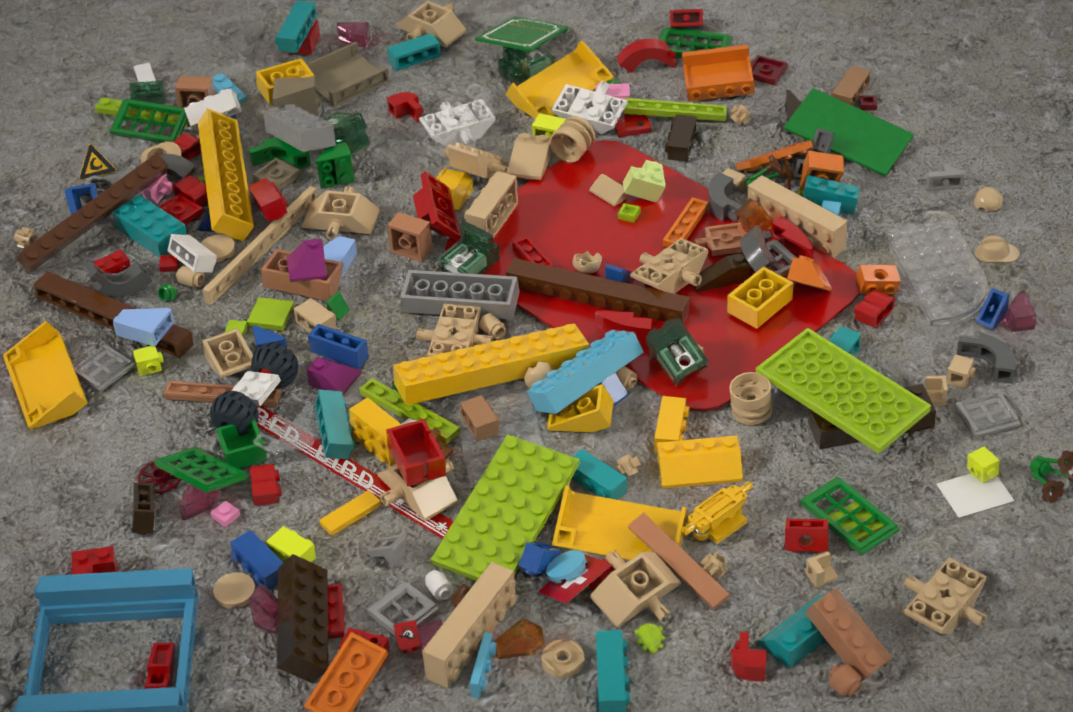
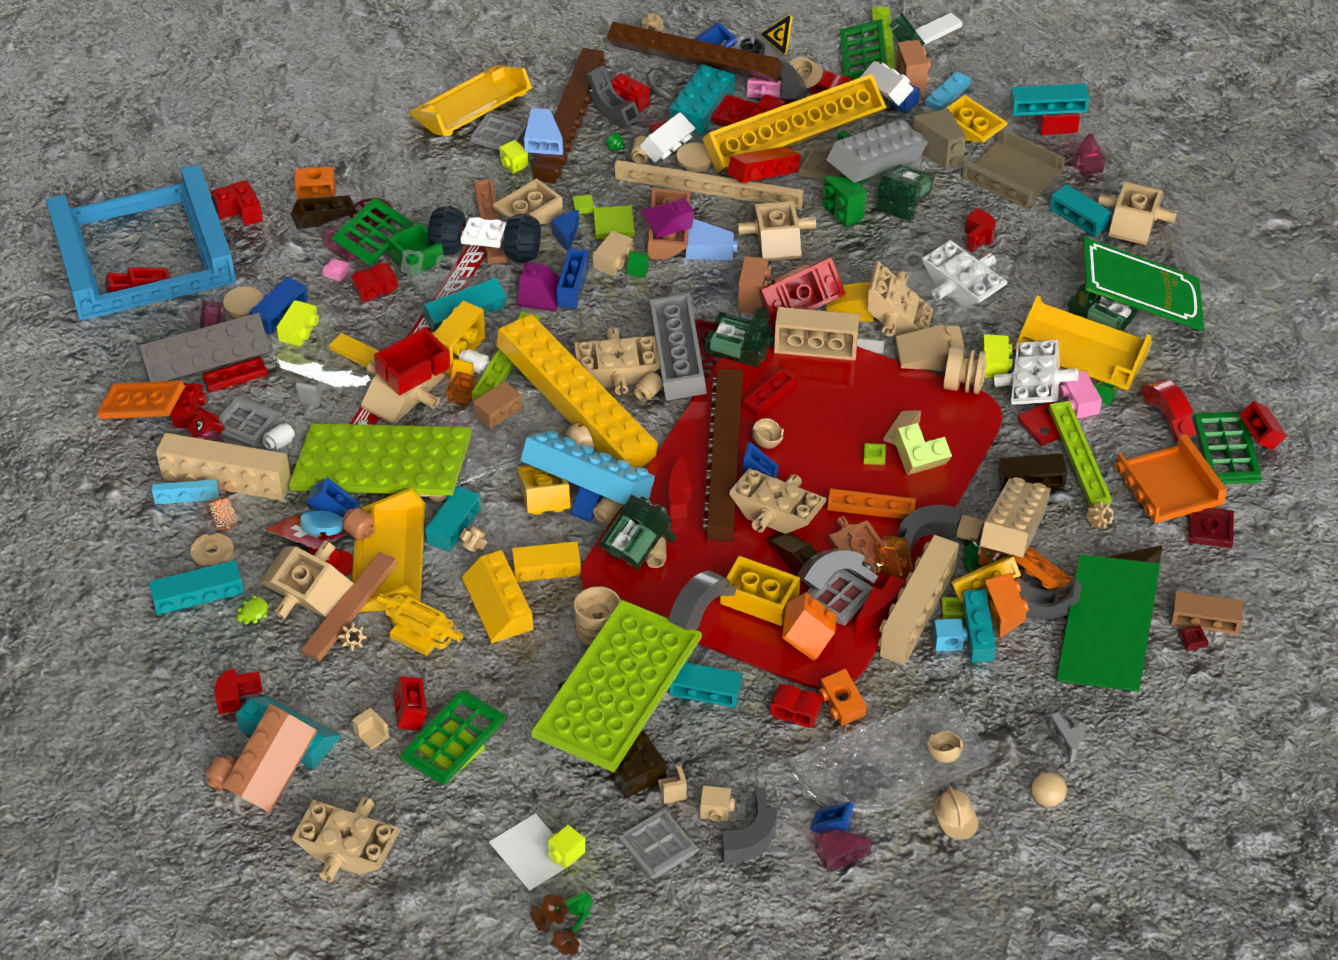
camera: 70 degrees right, 5 degrees up
(95, 508) = (315, 182): none -> orange brick
(371, 538) = (332, 376): none -> clear piece
(582, 537) = (358, 523): none -> nougat head
(744, 142) = (1015, 517): none -> tan brick
(782, 314) = (697, 596): none -> dark grey arch
(791, 172) = (976, 579): none -> yellow tile
(948, 231) = (945, 746): none -> tan hair

